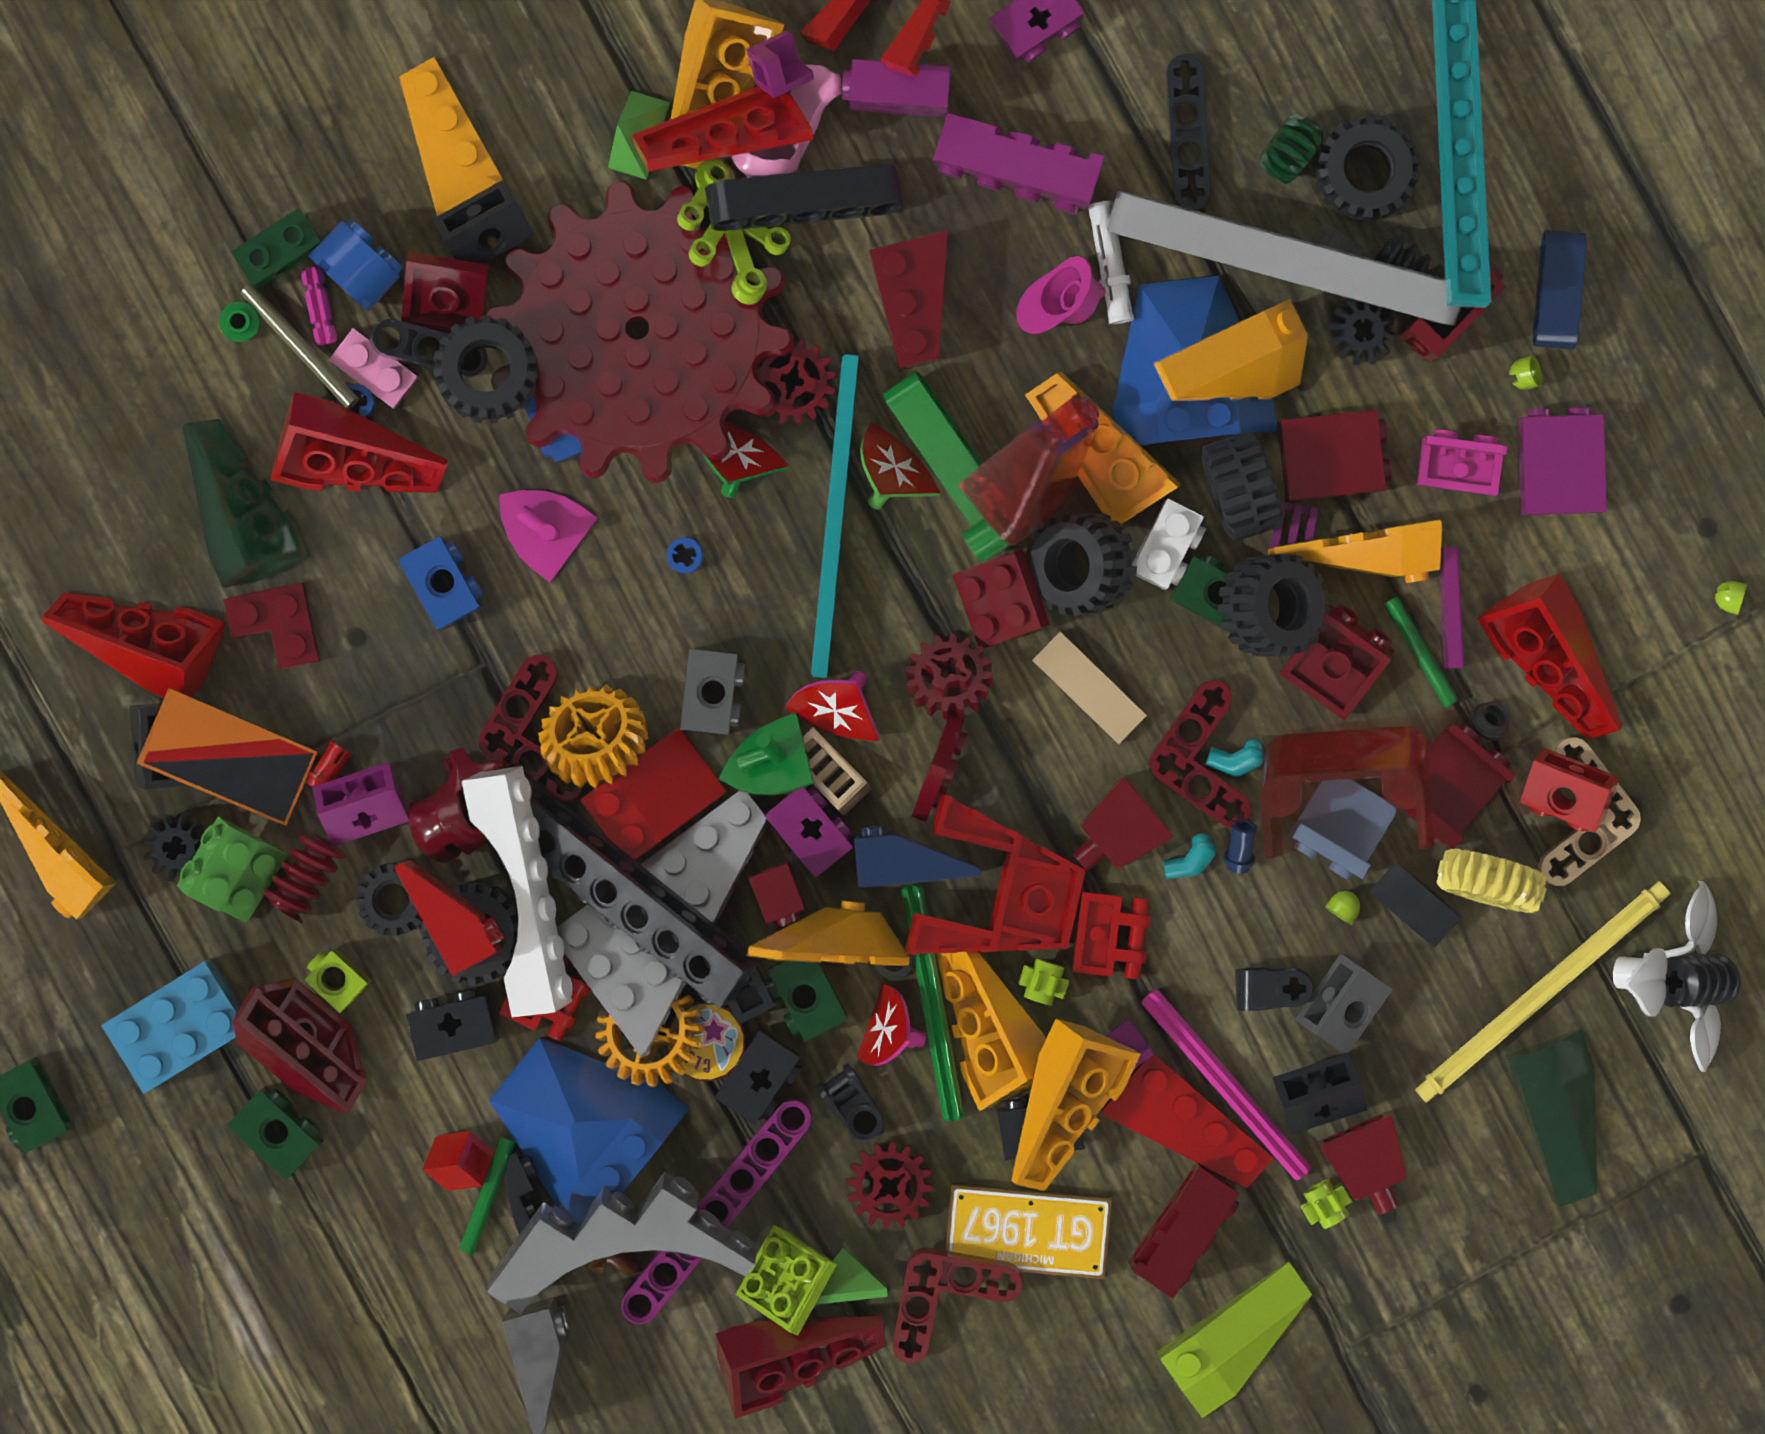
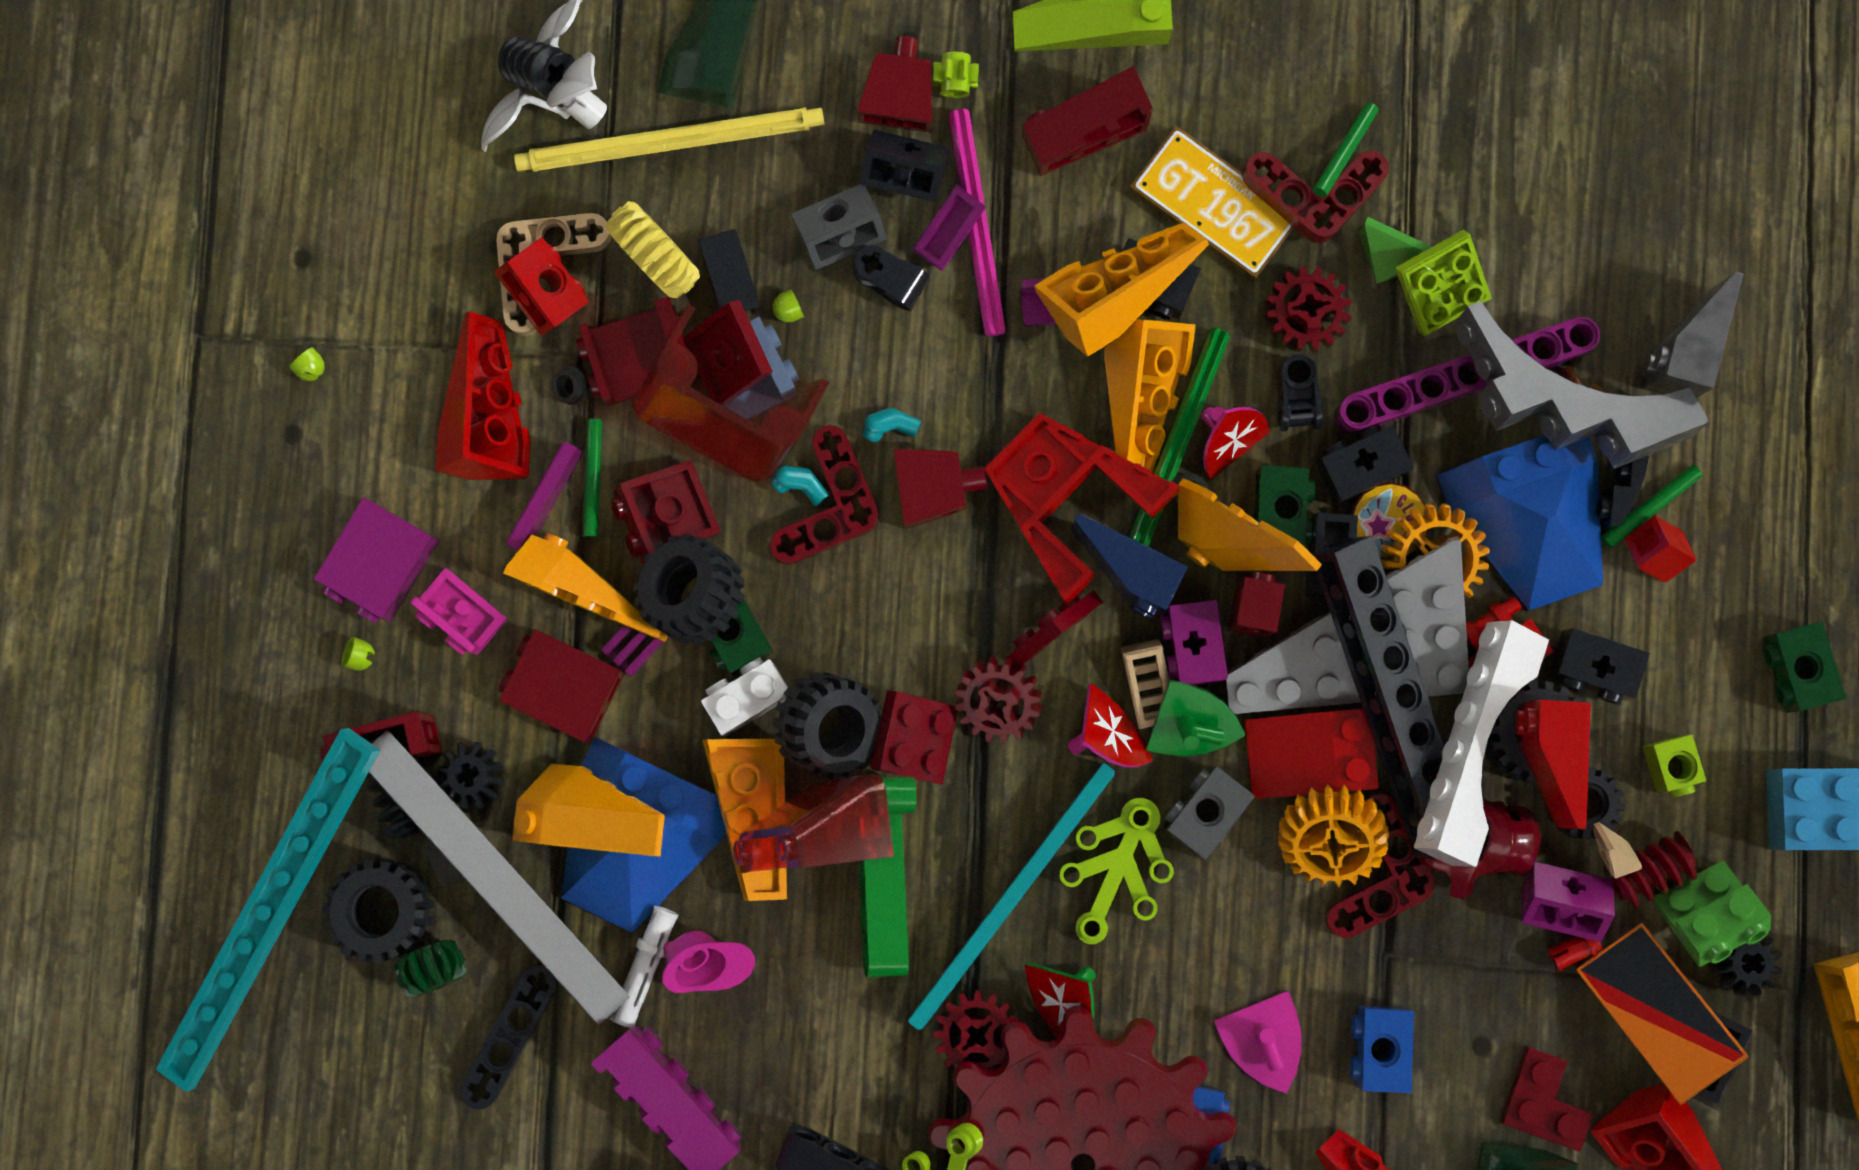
camera: 150 degrees left, 5 degrees down
(301, 1043) = (1739, 730): dark red wedge -> none
(345, 872) = (1615, 852): none -> tan slope
(688, 544) = (1167, 933): blue bush -> none
(758, 601) = (1119, 864): none -> lime plant
(766, 1360) = (1503, 227): dark red wedge -> none
(893, 468) = (937, 906): red shield -> none
(911, 295) = (829, 1045): dark red wedge -> none
(942, 1347) = (1345, 150): none -> green bar
(1043, 982) = (1076, 396): lime gear -> none
(1089, 687) = (886, 618): tan tile -> none
(1098, 934) = (1006, 409): red plate -> none
(1180, 1118) = (1029, 212): red wing -> none
(1240, 856) = (848, 401): dark blue pin -> none
(1242, 486) = (652, 706): black tyre -> none
(1247, 1063) = (949, 228): none -> magenta tile
(1369, 830) = (727, 353): none -> dark red plate
(1559, 289) = (284, 707): dark blue beam -> none

